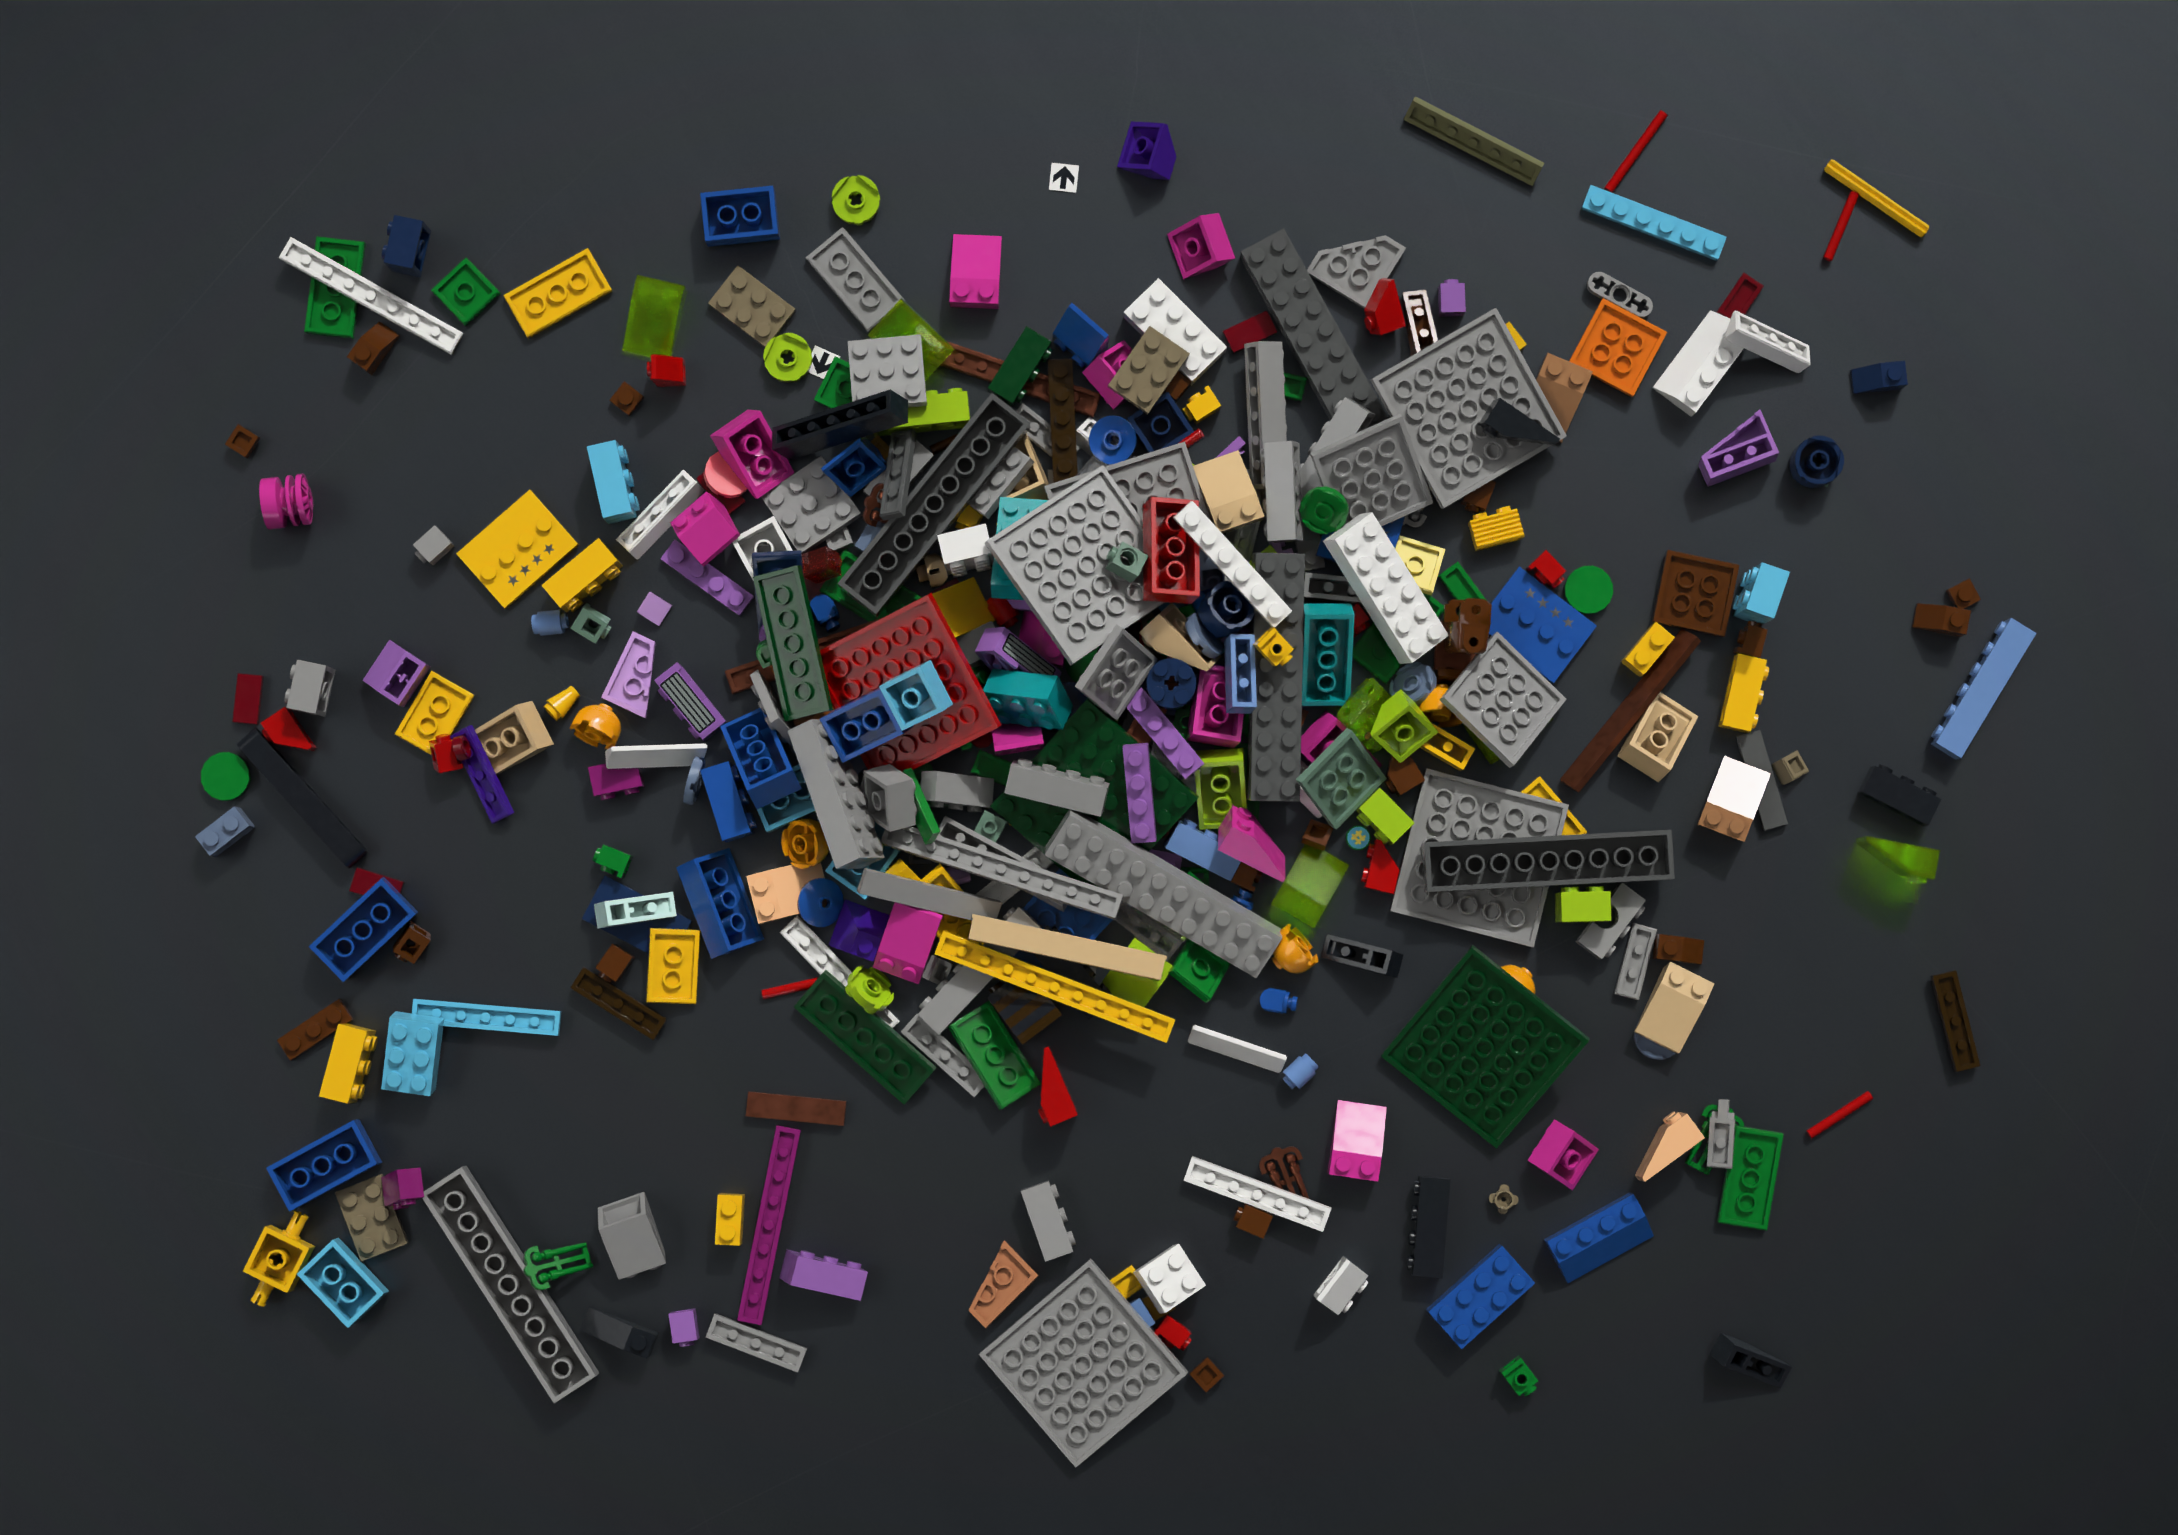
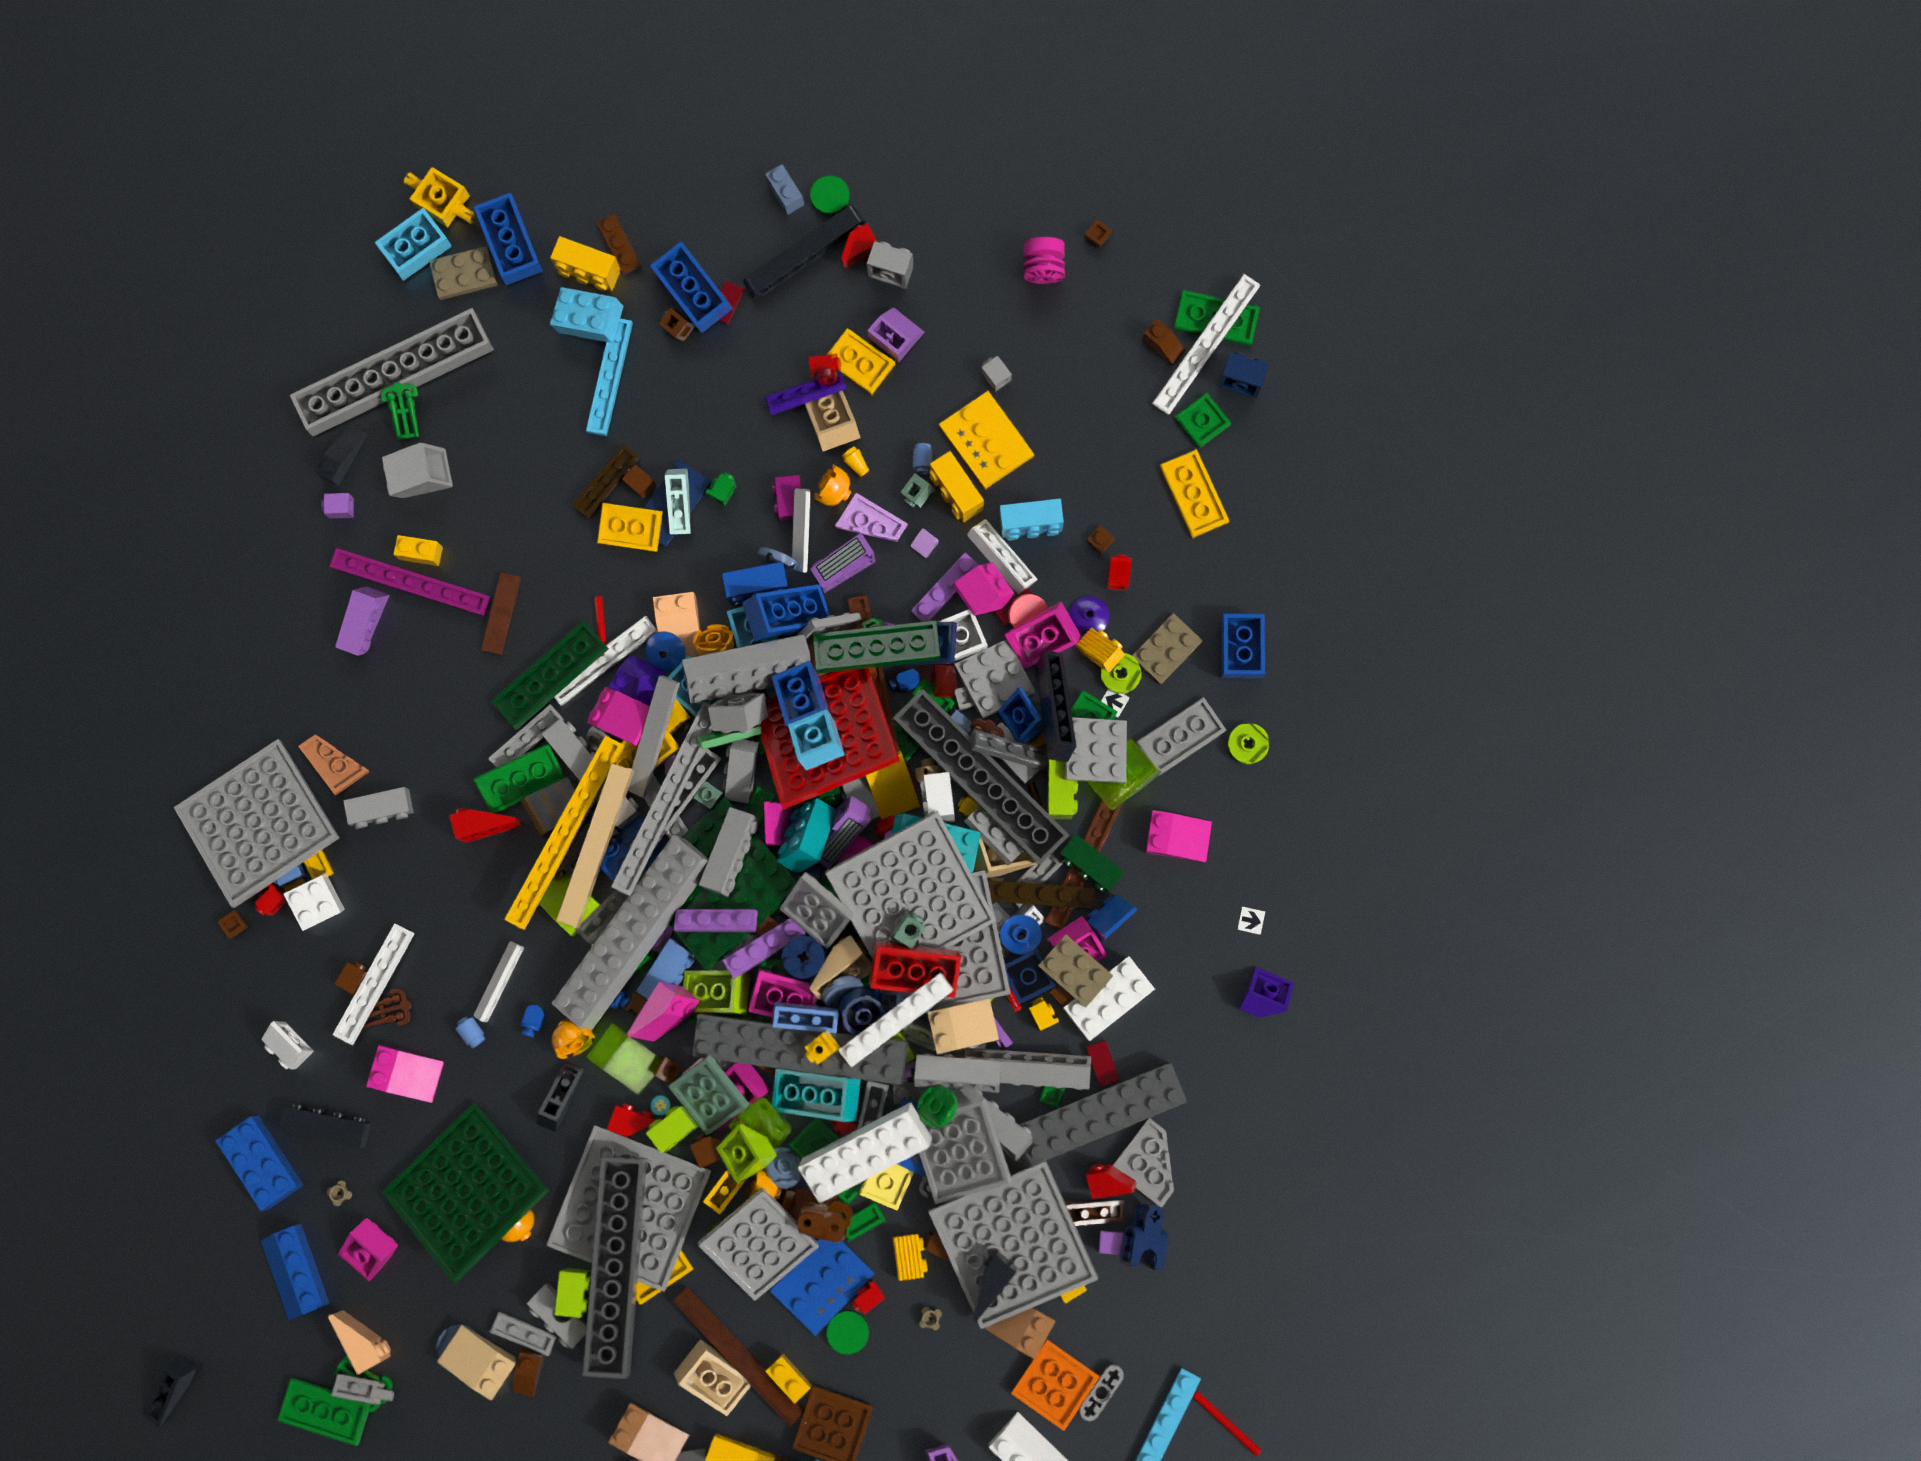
camera: 100 degrees right, 5 degrees down
(248, 699) = (889, 218): dark red tile -> none
(402, 1188) = (479, 296): magenta brick -> none
(654, 316) = (1165, 568): clear neon green slope -> none
(720, 415) = (1097, 607): none -> dark purple dish
(720, 903) = (676, 570): blue slope -> none
(756, 1342) = (316, 561): light grey plate -> none
(763, 383) = (1100, 649): none -> yellow brick
(874, 999) = (581, 675): lime plate -> none
(1199, 970) = (564, 955): green tile -> none
(1201, 245) = (1180, 1030): dark pink slope -> none
(1443, 261) = (1145, 1237): none -> dark blue piece
(1473, 141) = (1248, 1279): olive plate -> none
(1513, 1370) = (194, 1185): green brick -> none
(1556, 492) = (934, 1323): none -> dark tan plate

